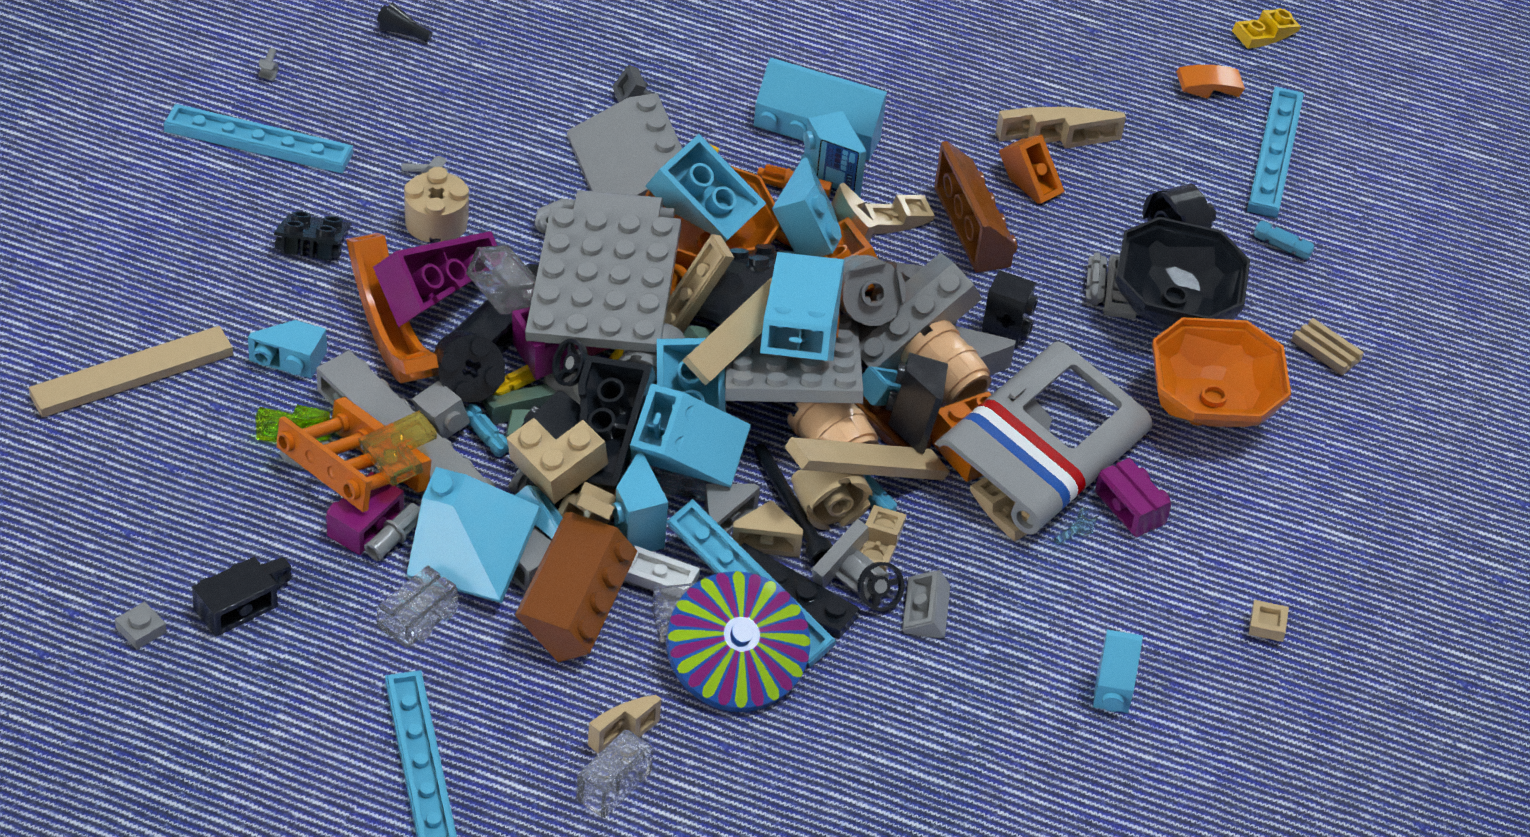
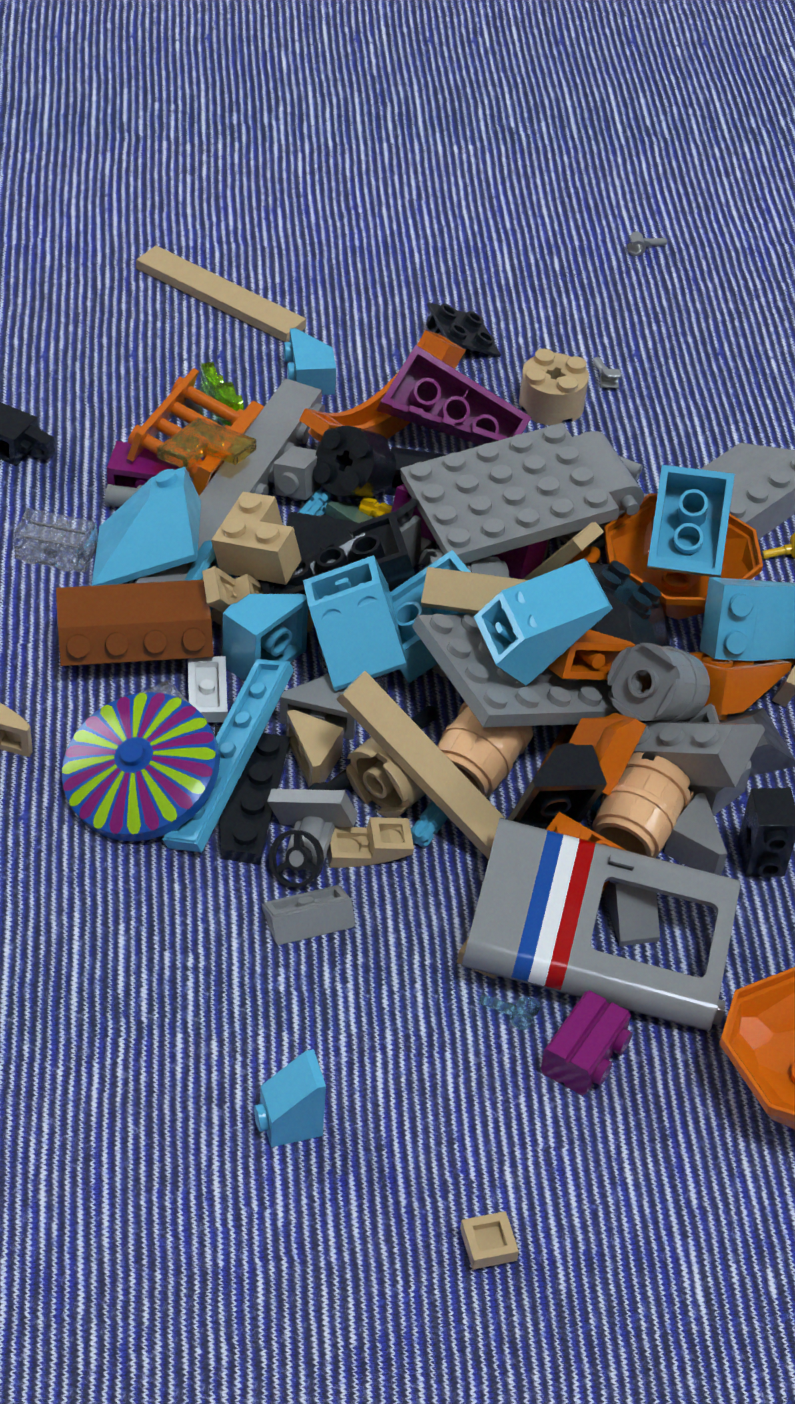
camera: 65 degrees right, 0 degrees up
(258, 138) = (552, 270): medium azure tile -> none
(397, 21) = (769, 290): black cone -> none
(502, 278) = (473, 429): clear brick -> none
(894, 345) = (613, 742): none -> orange slope

